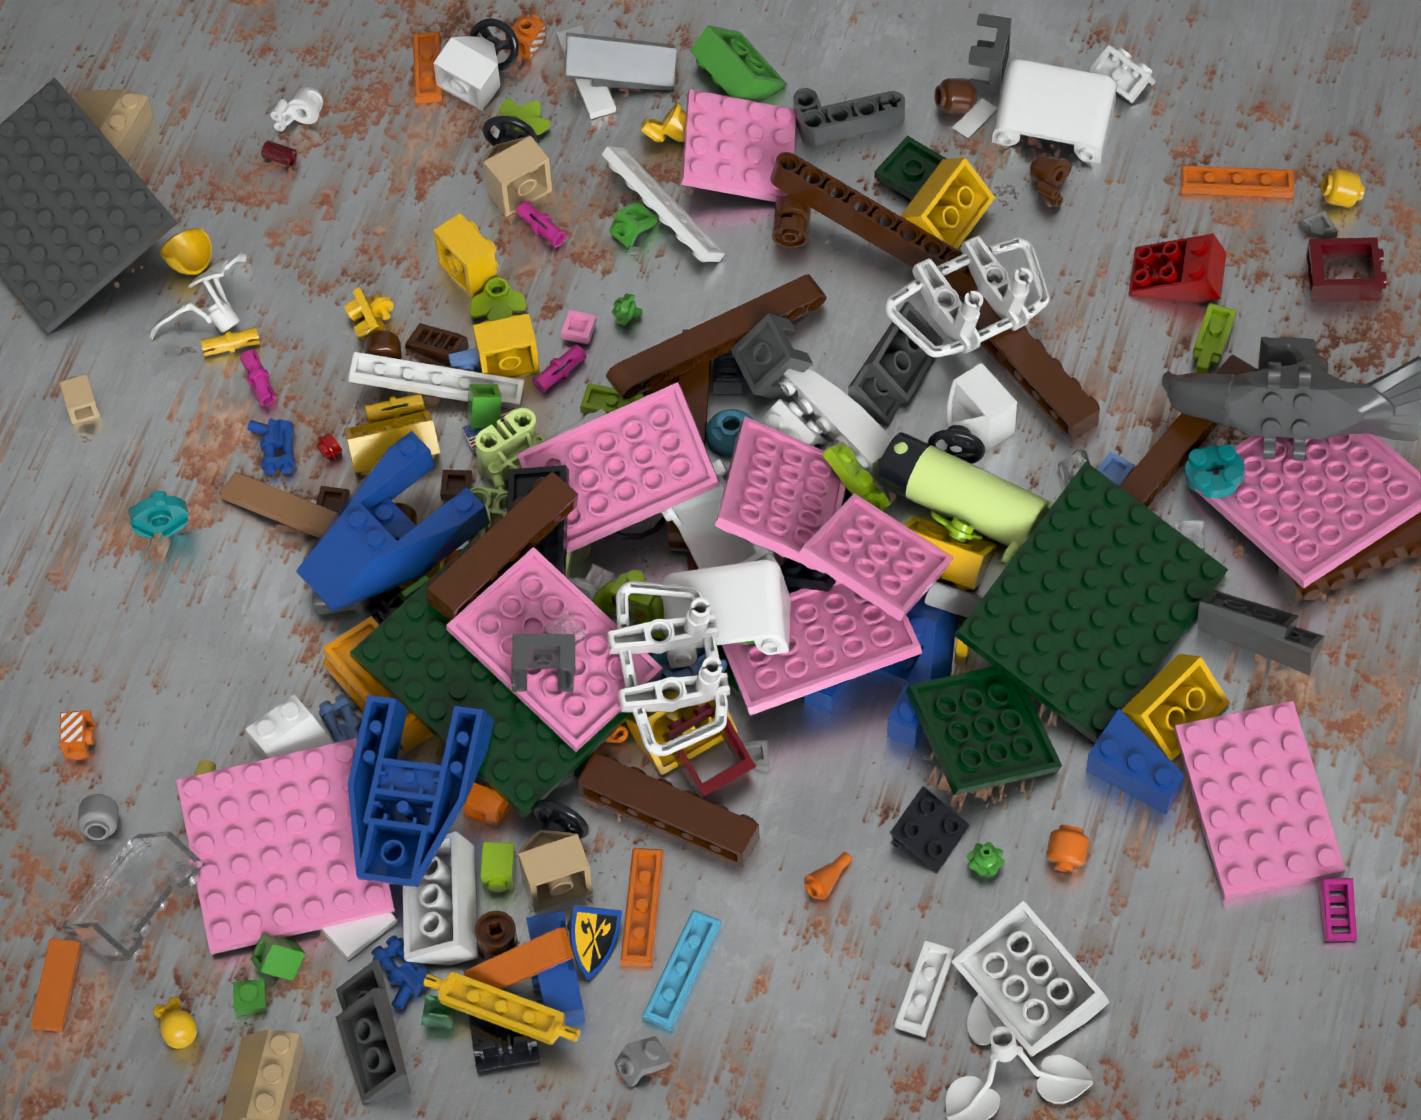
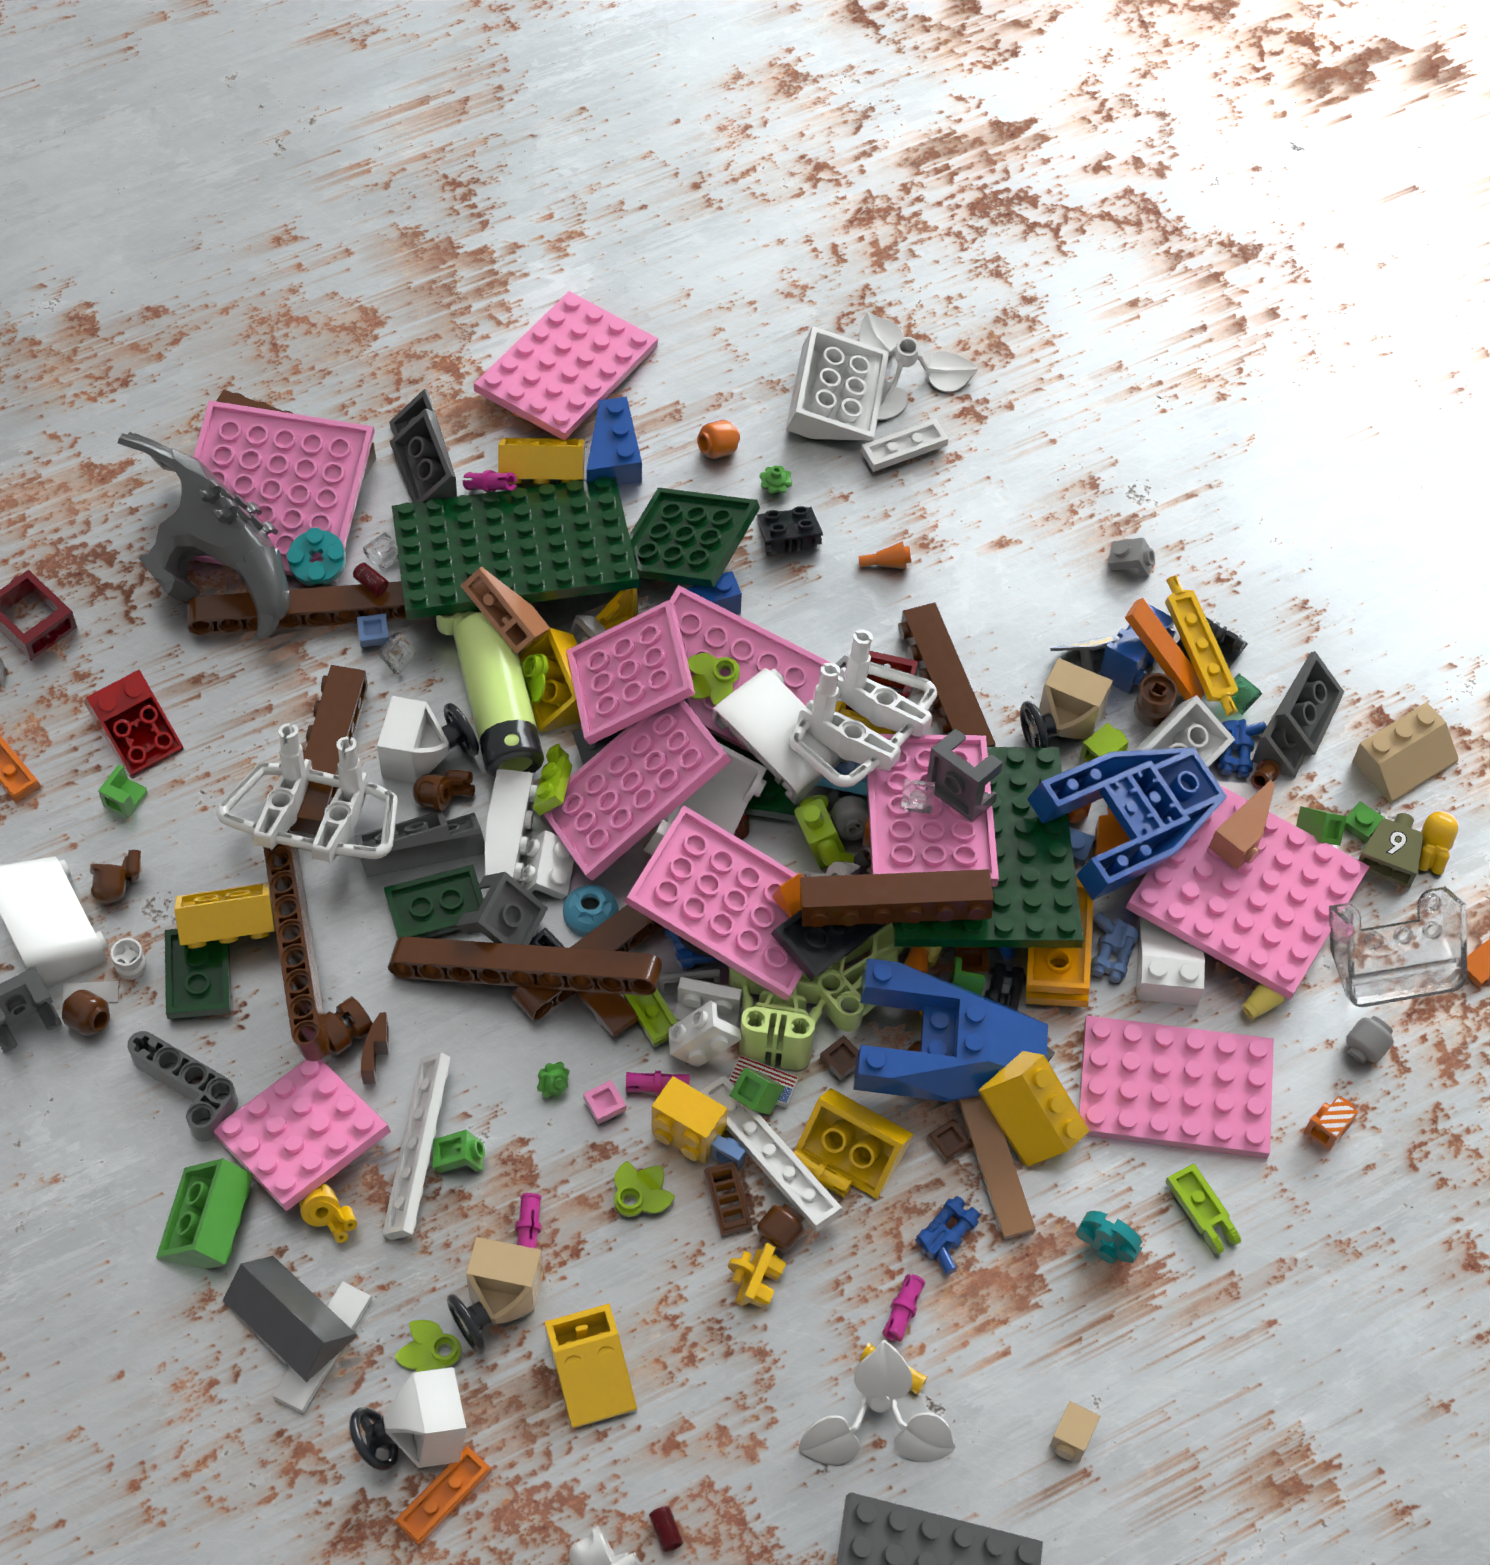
camera: 140 degrees left, 0 degrees up
(119, 603) = (1202, 1206): none -> lime hinge
(188, 251) = (837, 1485): yellow helmet -> none
(203, 985) = (1394, 850): none -> olive torso
(211, 671) = (1177, 1086): none -> bright pink plate
(285, 547) = (1033, 1109): none -> yellow slope
(318, 857) = (1240, 834): none -> nougat slope
(329, 446) = (907, 1187): red plate -> none
(355, 954) = (1265, 771): none -> reddish brown pin
(417, 185) = (590, 1365): none -> yellow slope
(465, 254) = (626, 1238): yellow brick -> none
(530, 34) = (333, 1442): orange brick -> none
(552, 395) = (702, 1036): none -> white bracket
(586, 509) = (788, 895): none -> orange slope
(642, 907) = (1028, 648): orange tile -> none
(681, 970) = (1045, 589): medium azure tile -> none
(761, 234) = (375, 1044): none -> reddish brown slope
(819, 614) = (707, 678): none -> lime plate
(836, 339) = (433, 902): none -> dark green plate
(923, 405) = (437, 790): none -> reddish brown piece
(974, 144) = (123, 954): none -> white wheel
(1004, 528) = (506, 610): none -> nougat slope
(1120, 226) = (121, 793): none -> bright green panel
(1156, 482) = (364, 569): none -> dark red piece
(1180, 643) = (489, 481): none -> dark pink pin
(1213, 336) = (181, 654): lime hinge -> none
(1337, 884) = (598, 282): dark pink slope -> none

